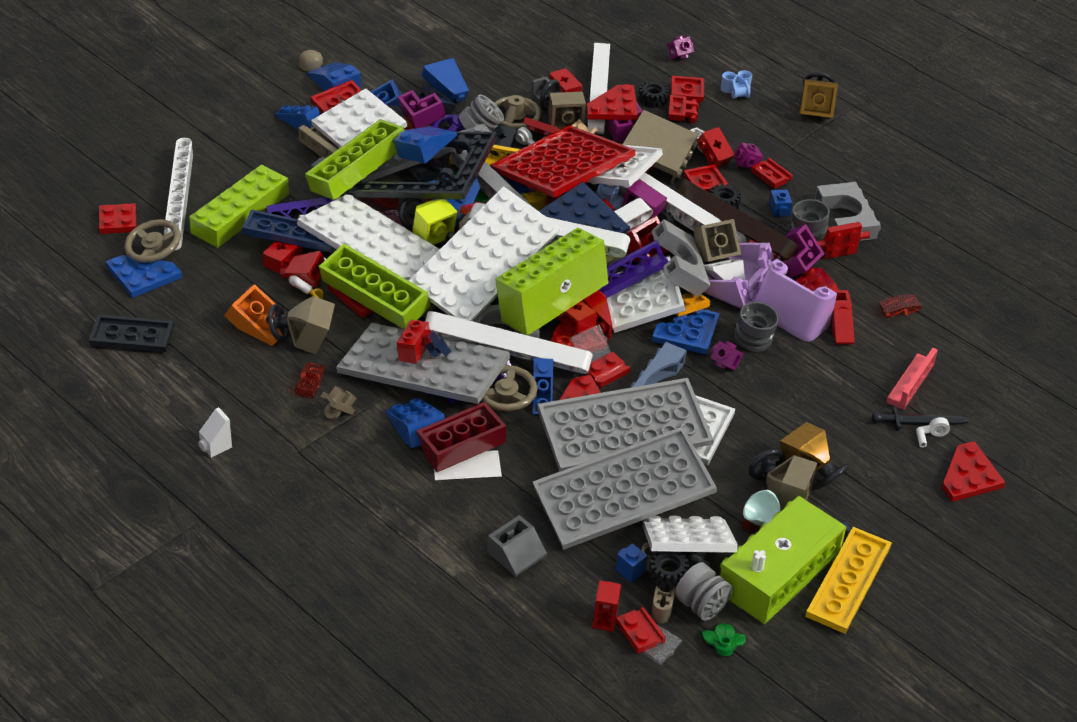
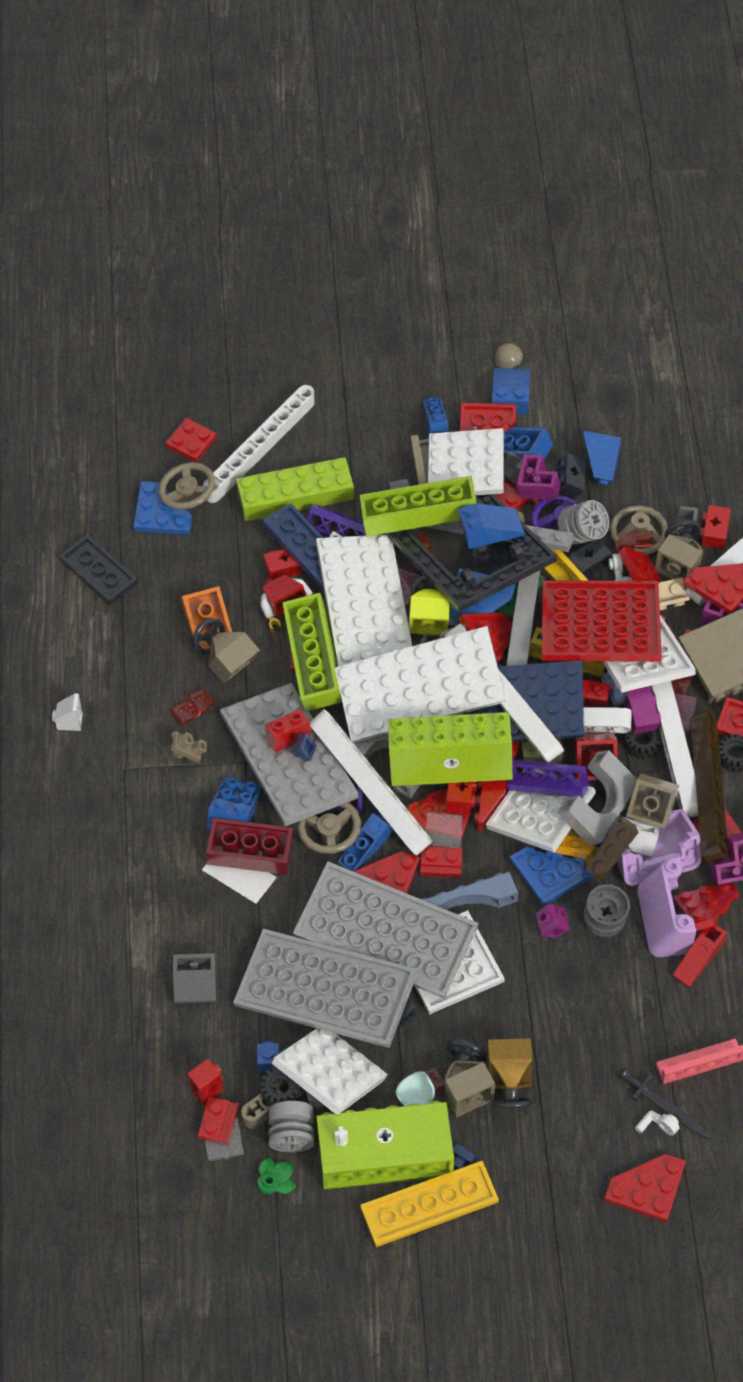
camera: 45 degrees right, 15 degrees up
(528, 110) = (638, 539): none -> clear red slope
(722, 296) = (603, 858): none -> dark brown arch

